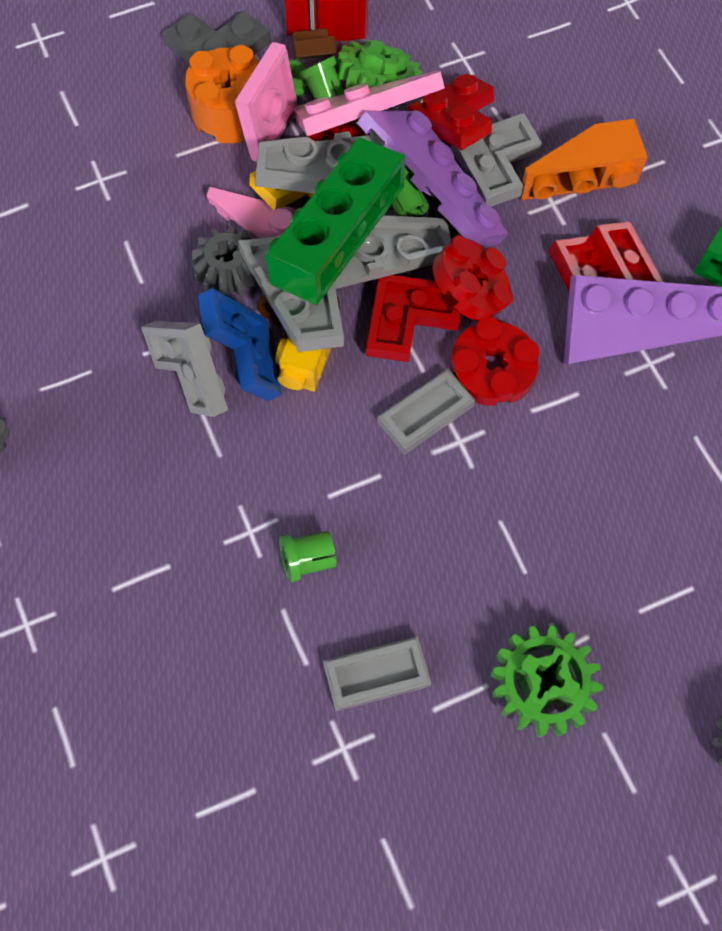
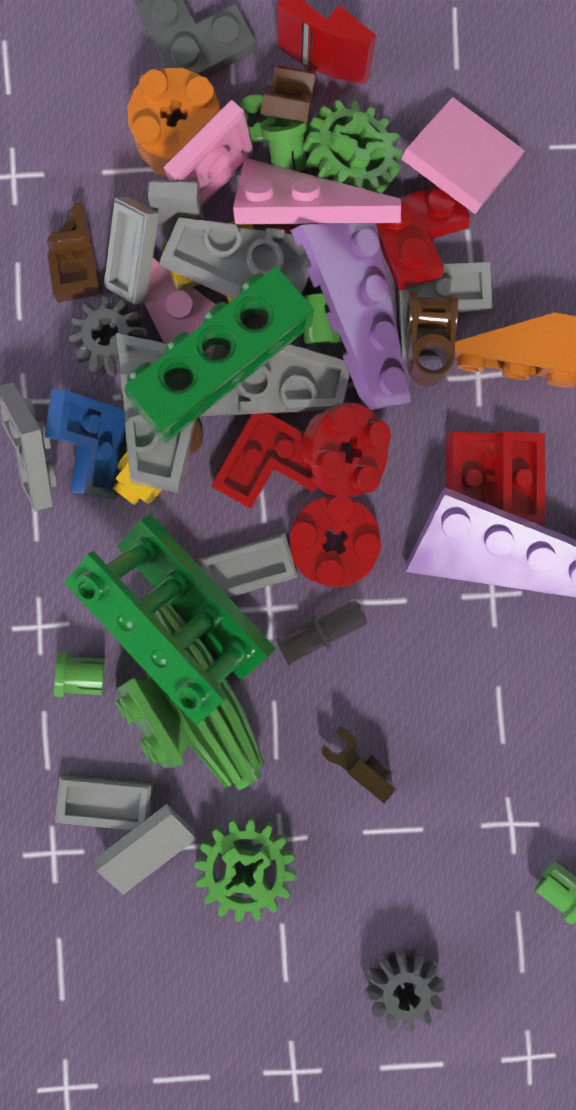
camera: 25 degrees right, 20 degrees up
(173, 220) = (73, 259): none -> reddish brown slope
(225, 185) = (131, 249): none -> light grey tile
(246, 130) = (174, 201): none -> light grey tile
(377, 455) = (193, 596): none -> green fence
(418, 540) = (220, 740): none -> bright green plate
(437, 701) = (144, 849): none -> light grey tile
(466, 51) = (463, 155): none -> bright pink tile
(505, 171) = (431, 328): none -> reddish brown piece
(516, 440) = (322, 631): none -> clear smoke axle
(616, 544) = (369, 773): none -> dark brown plate

